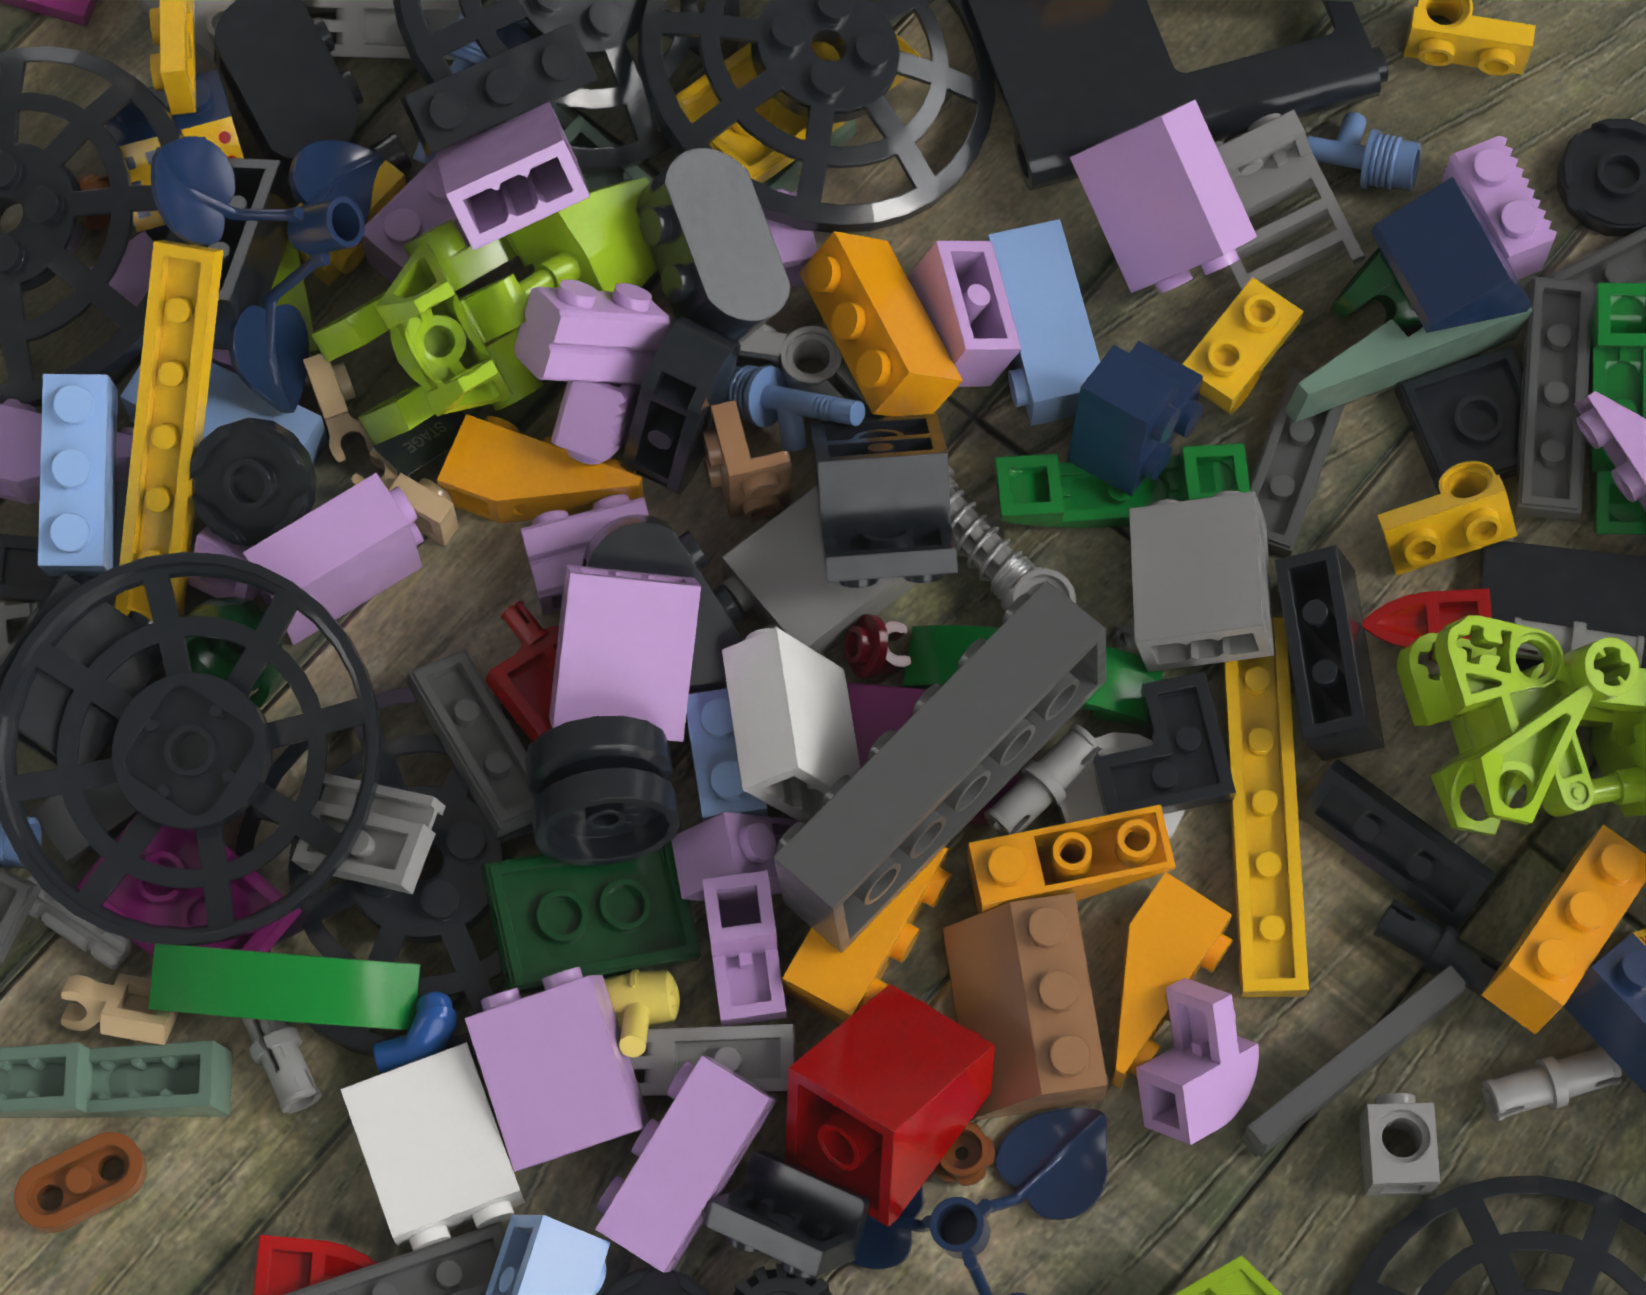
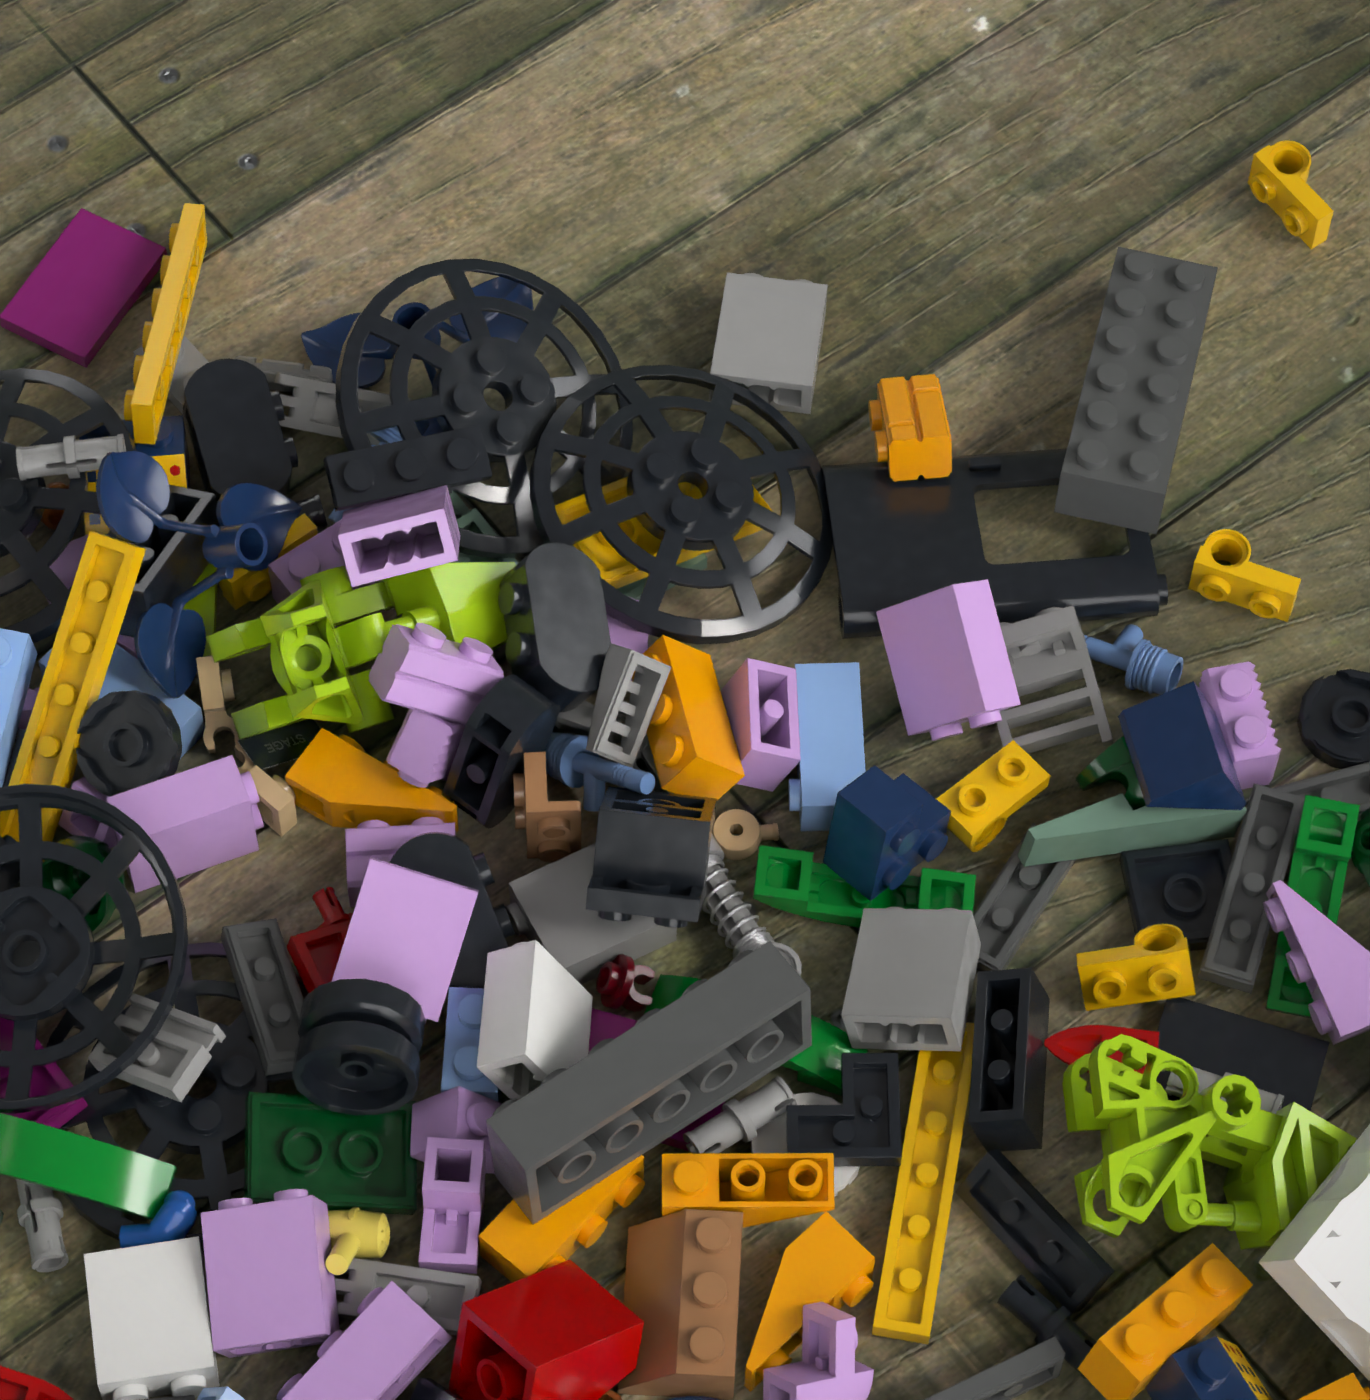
camera: 10 degrees right, 10 degrees down
(104, 149) = (66, 457): none -> light grey pin
(827, 293) = (645, 694): none -> light grey slope
(978, 441) = (750, 833): none -> tan piece

